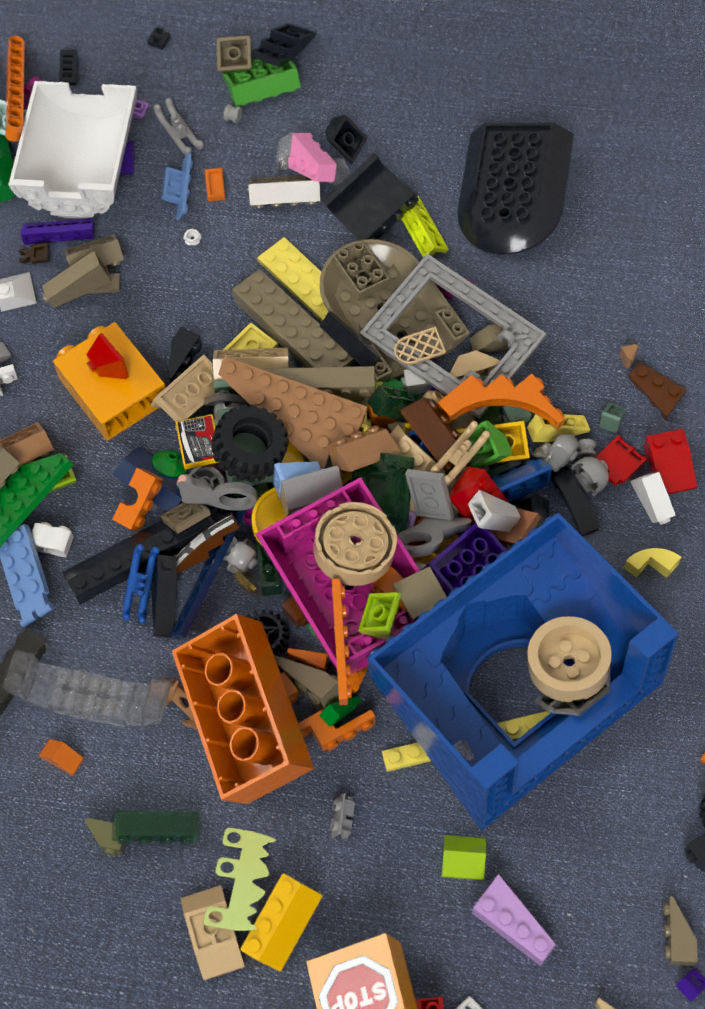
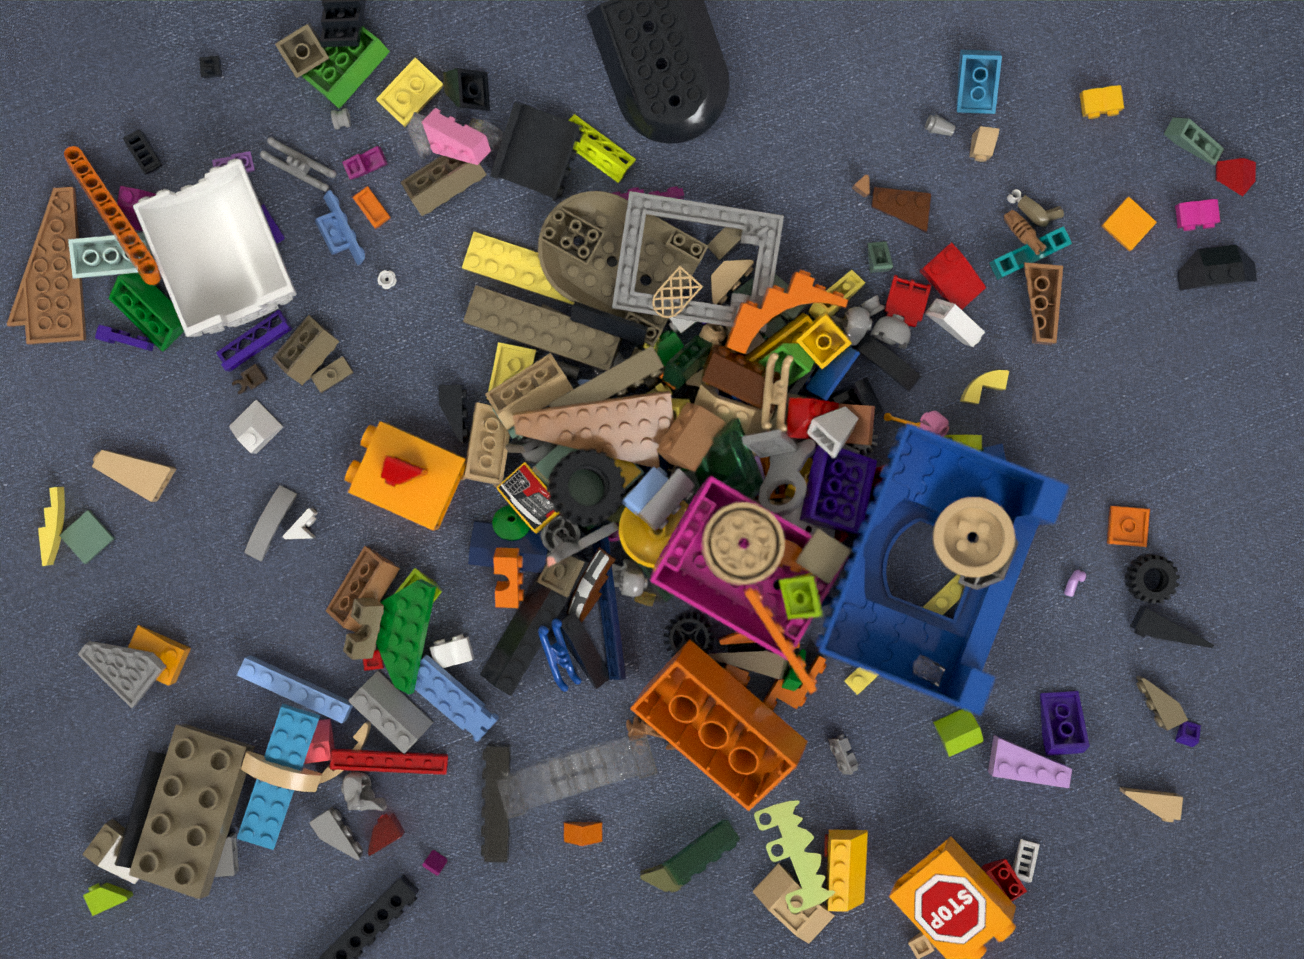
camera: 30 degrees left, 25 degrees up
(77, 280) = (312, 391): dark tan slope -> none
(230, 153) = (365, 163): none -> magenta slope
(298, 119) = (410, 92): none -> light yellow plate
(525, 442) = (823, 340): none -> yellow slope
(570, 902) = (1063, 723): none -> dark purple slope
(648, 774) = (1073, 581): none -> lavender arm

